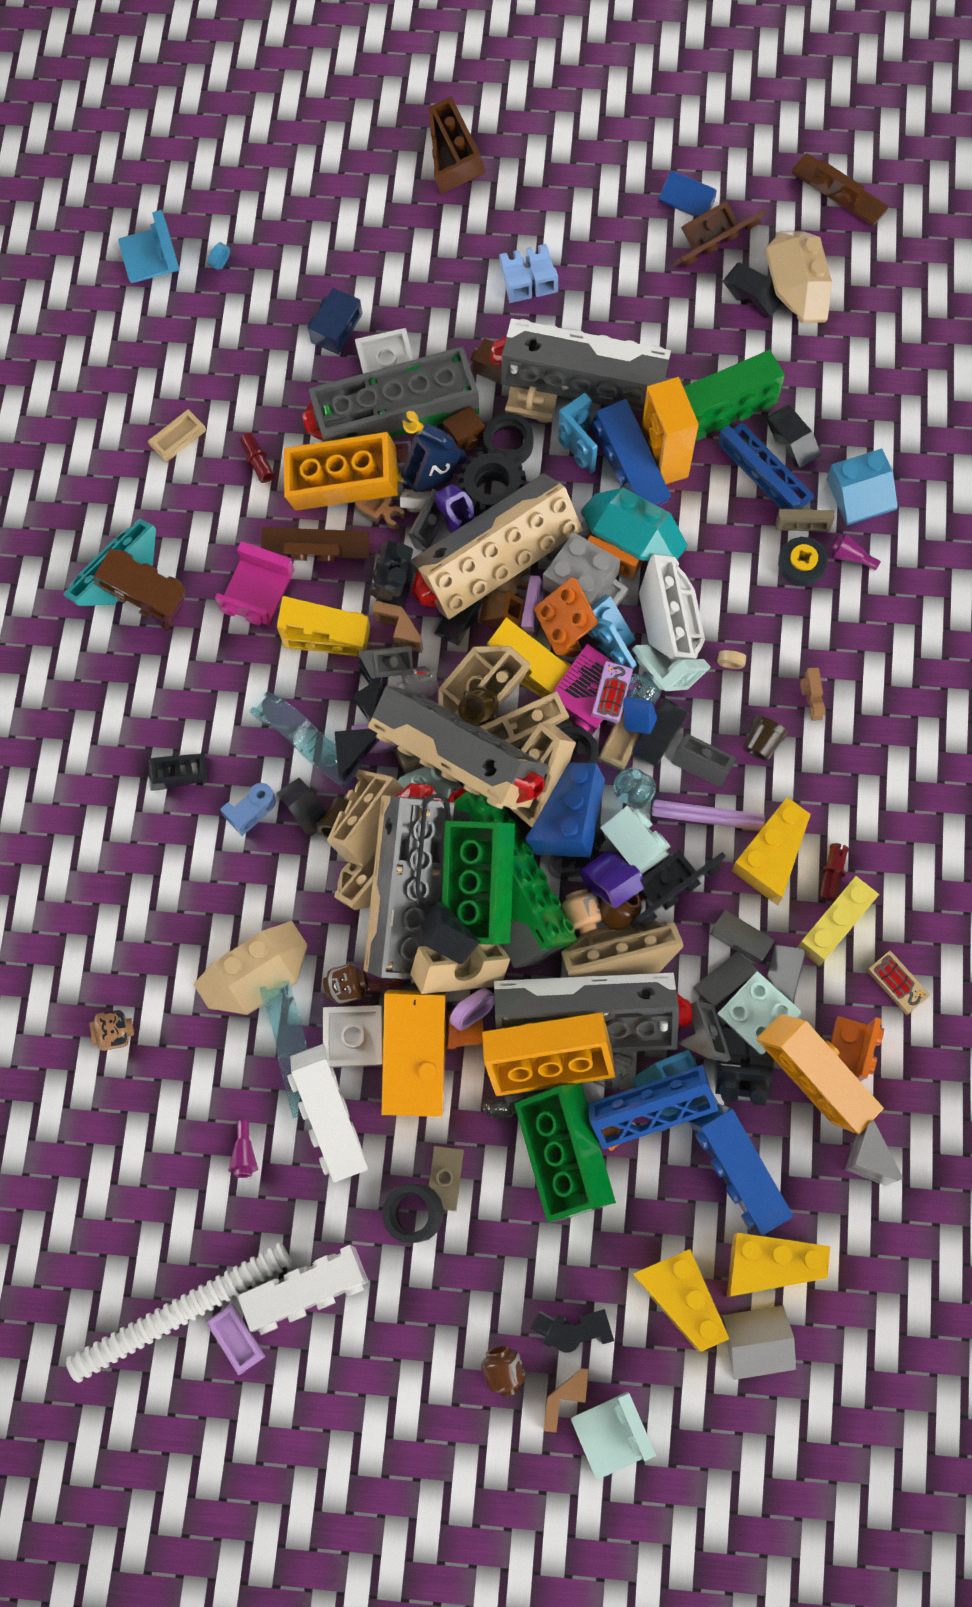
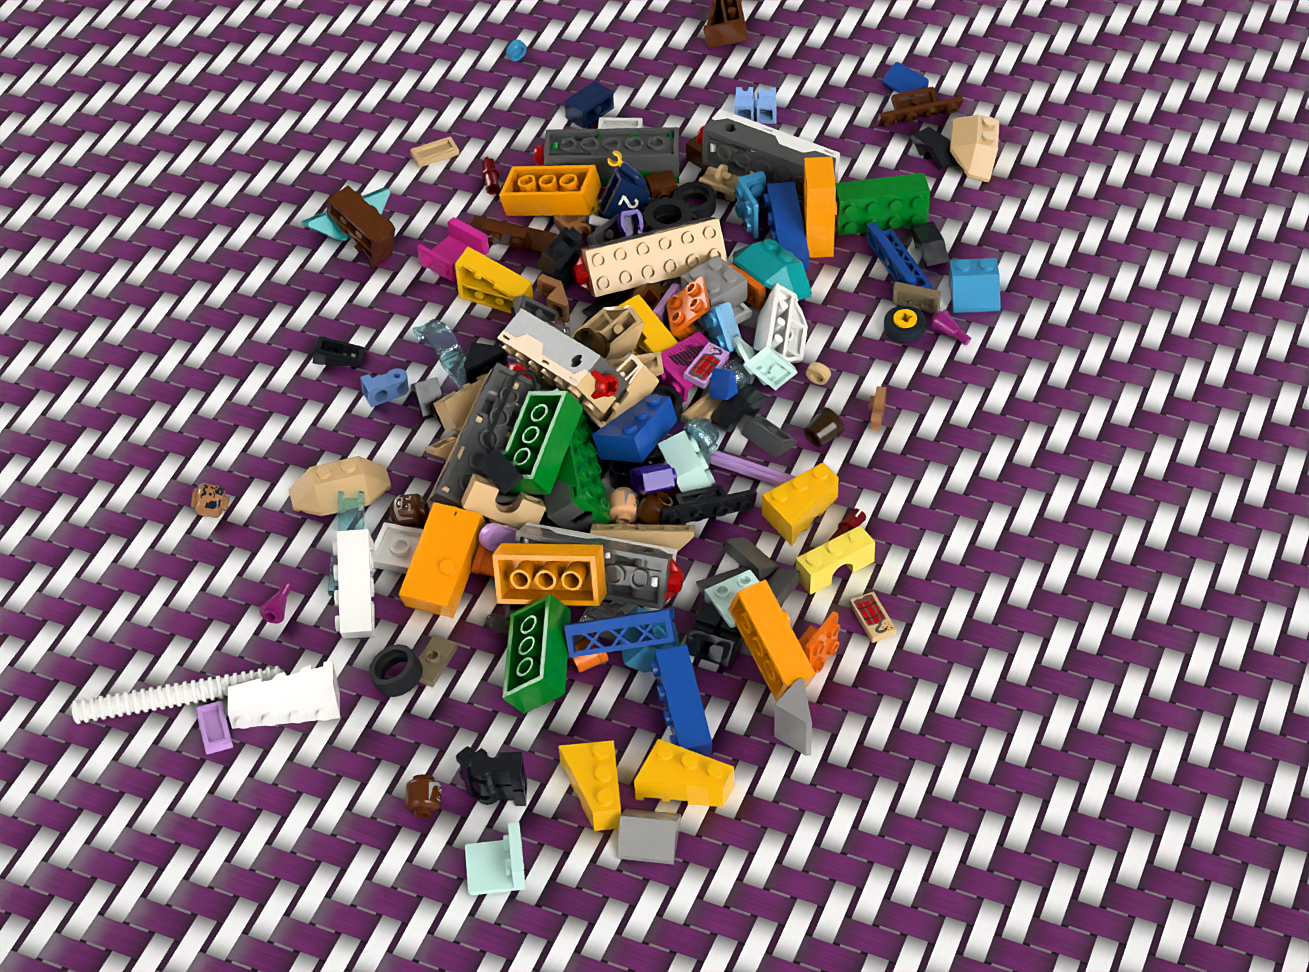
camera: 15 degrees right, 25 degrees down
(149, 252) = (465, 39): dark azure bracket -> none
(572, 1389) = (471, 823): medium nougat slope -> none
(708, 1033) = (689, 601): dark grey slope -> none
(840, 188) = (1033, 99): reddish brown bracket -> none

